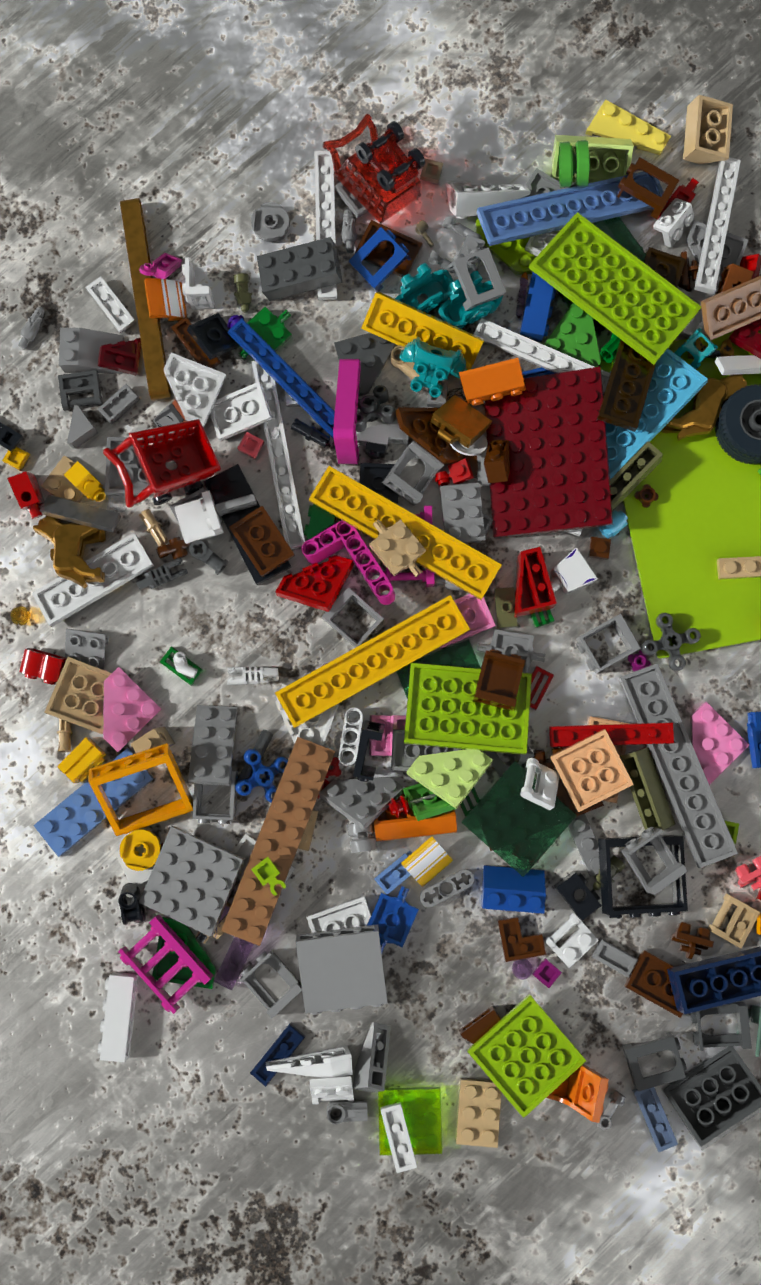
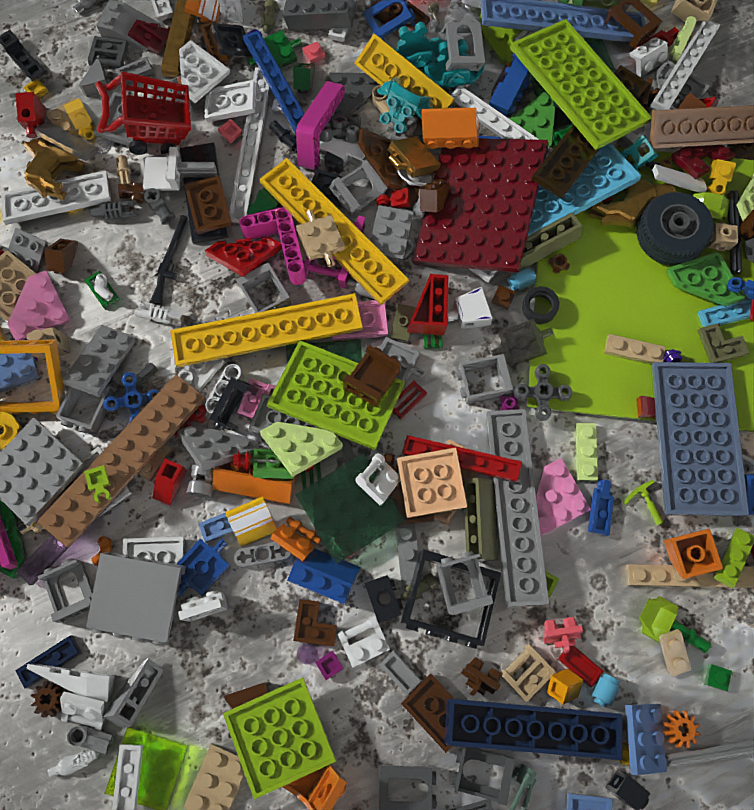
camera: 15 degrees right, 10 degrees down
(124, 642) = (60, 255): none -> reddish brown slope
(238, 628) = (163, 272): none -> black piece
(290, 932) = (105, 545): none -> orange arm
(299, 1095) = (41, 699): none -> reddish brown gear
(307, 322) = (313, 52): none -> coral plate
(308, 356) = (303, 76): none -> dark green slope
(329, 848) = (168, 481): none -> red slope
(339, 1138) = (73, 763): none -> white piece
(411, 958) = (199, 608): none -> white plate
(473, 868) = (292, 541): none -> orange plate
(634, 594) = (522, 342): none -> clear smoke plate
(652, 537) = (542, 292): none -> black tyre
(705, 191) = (683, 39): none -> yellowish green plate
(728, 687) = (586, 452): none -> yellowish green plate

